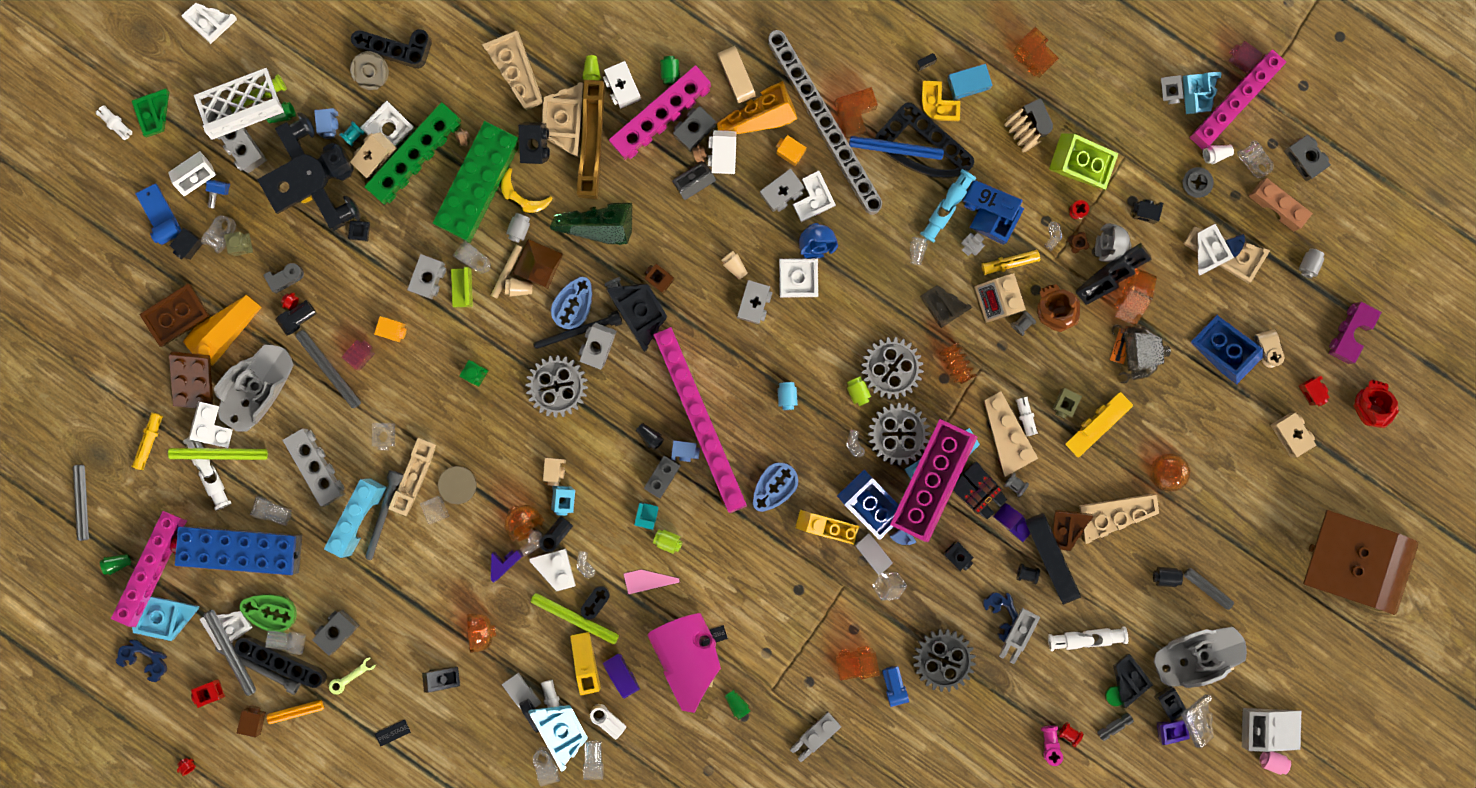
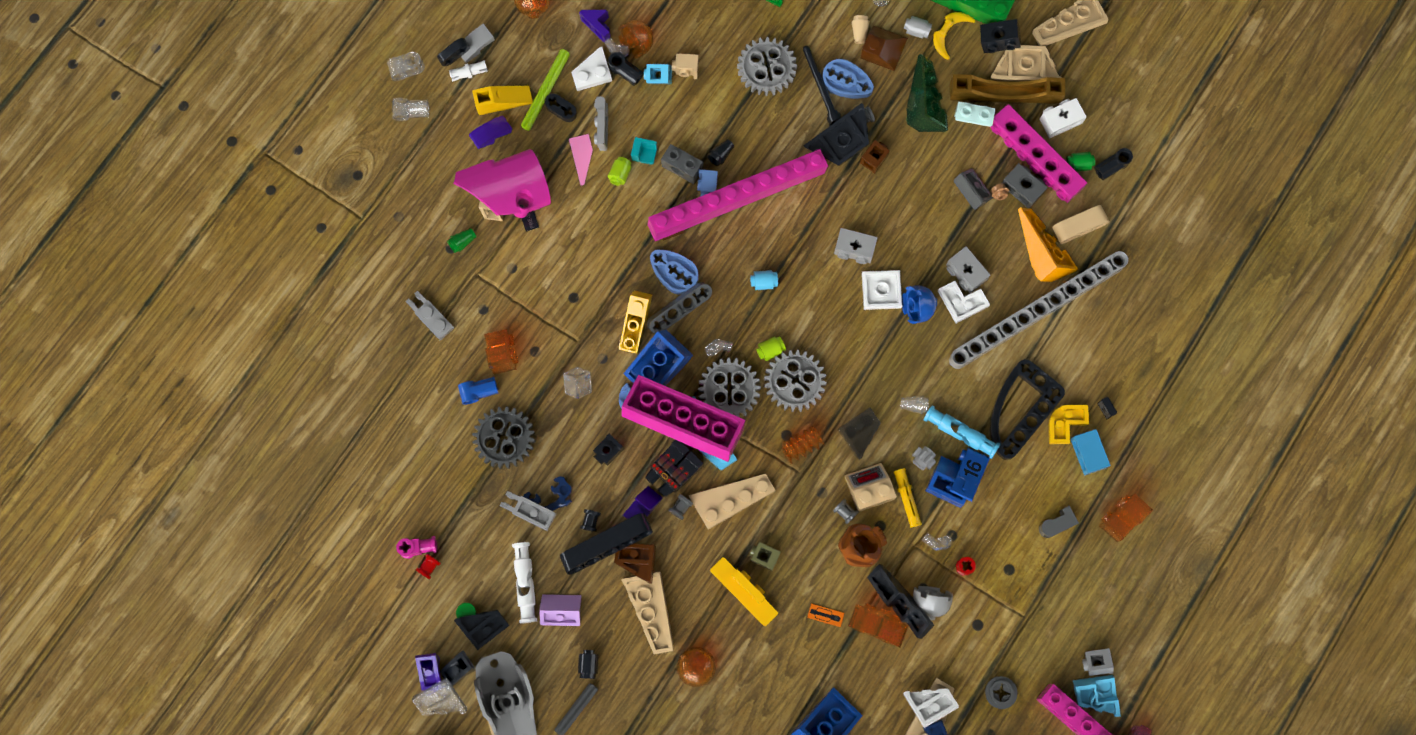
camera: 90 degrees right, 10 degrees down
(506, 271) = (877, 20): tan bar -> none
(560, 732) = (437, 76): wing -> none
(583, 566) = (590, 98): clear arm -> none
(591, 69) = (1076, 89): lime cone -> none
(602, 335) = (814, 107): light grey brick -> none
(609, 722) = (446, 121): white piece -> none
(614, 559) = (601, 123): none -> light grey hinge
(619, 174) = (974, 114): none -> light aqua bracket
(674, 38) = (1113, 164): none -> black piece
(723, 152) = (1003, 211): white brick -> none
(734, 265) = (891, 227): tan cone -> none
(790, 150) = (1008, 277): light orange brick -> none
(817, 480) = (677, 304): none -> dark grey beam
(852, 107) = (1055, 335): clear orange brick -> none
(873, 554) = (609, 367): light grey slope -> none
(895, 147) = (1017, 379): blue axle -> none
(1022, 130) = (1043, 505): tan piece -> none
(1026, 416) = (750, 517): white pin -> none
(1083, 160) = (1016, 571): lime slope -> none
(1083, 242) = (937, 570): reddish brown plate -> none
(1113, 603) = (560, 610): none -> lavender panel
(1115, 726) = (435, 613): dark grey axle -> none
(1143, 351) = (821, 634): clear smoke torso -> none
(1147, 211) = (968, 637): black brick -> none
(1216, 153) = (1033, 712): white cone -> none

